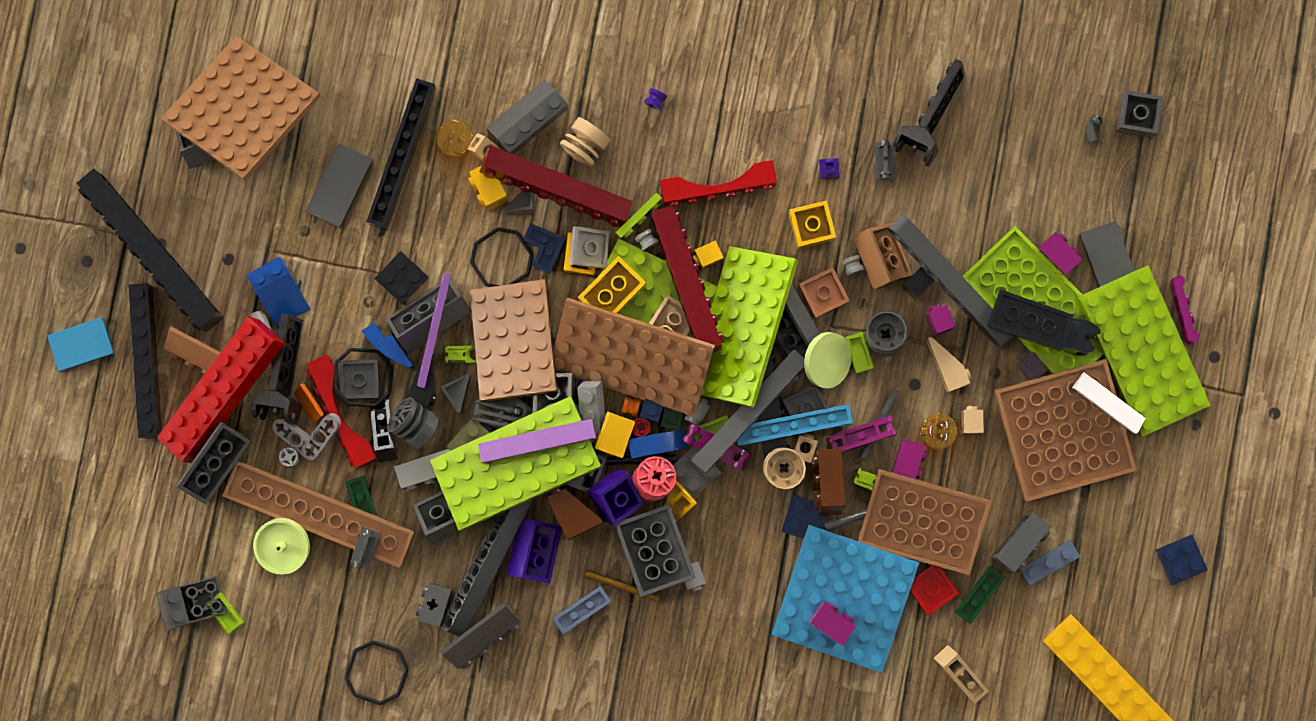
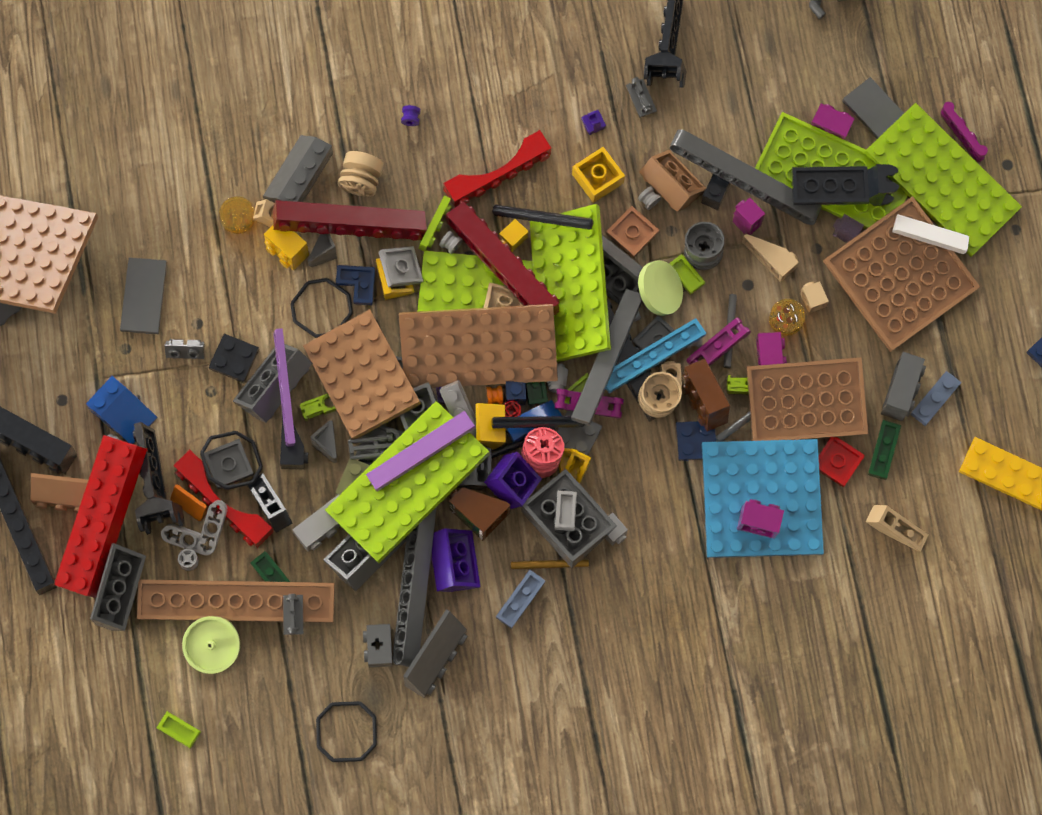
camera: 25 degrees left, 10 degrees down
(187, 603) = (138, 732): dark grey slope -> none
(350, 250) = (177, 349): none -> dark grey hinge
(387, 345) = (244, 423): blue slope -> none
(401, 154) = (193, 245): black brick -> none
(413, 423) = (295, 481): dark grey wheel -> none
(613, 287) = (438, 289): yellow brick -> none
(653, 545) = (565, 510): none -> light grey tile
(654, 448) = (534, 422): none -> black axle
(741, 250) = (543, 217): none -> black axle

